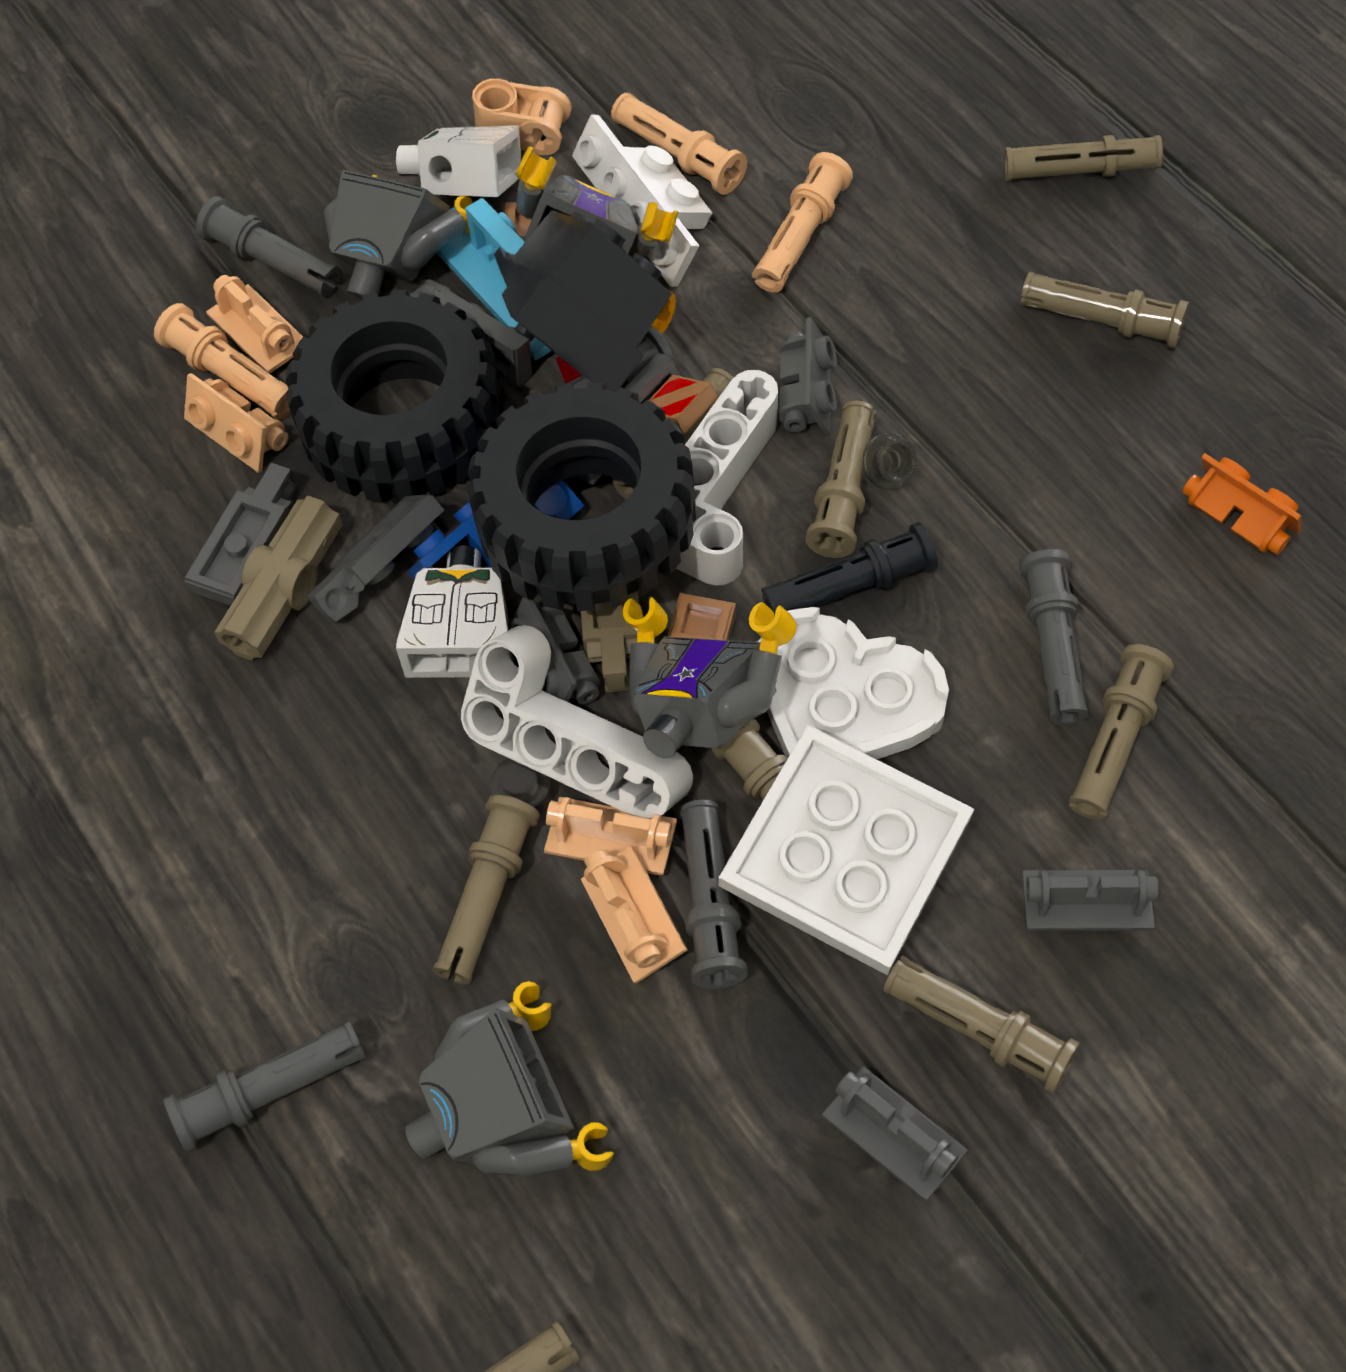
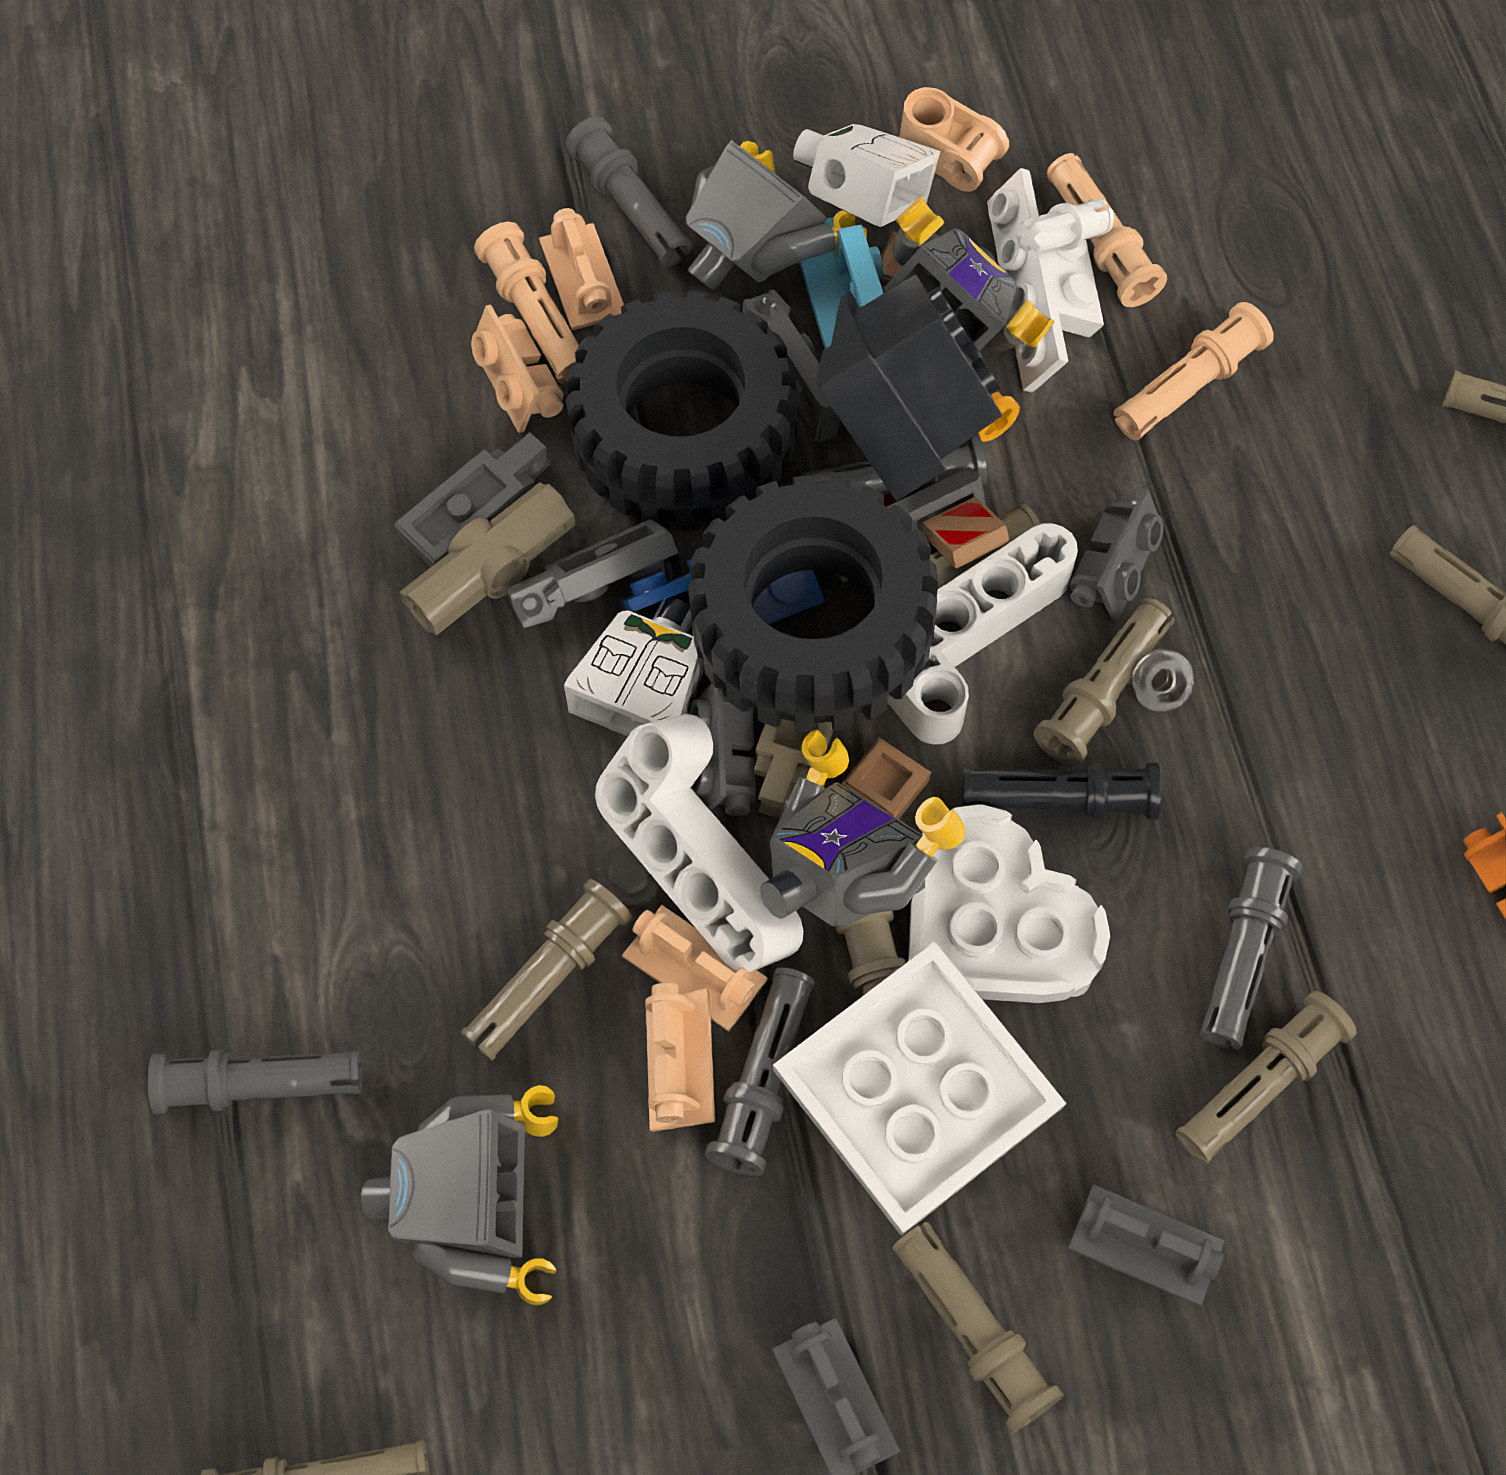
camera: 20 degrees right, 5 degrees up
(650, 142) = (1066, 226): none -> white axle

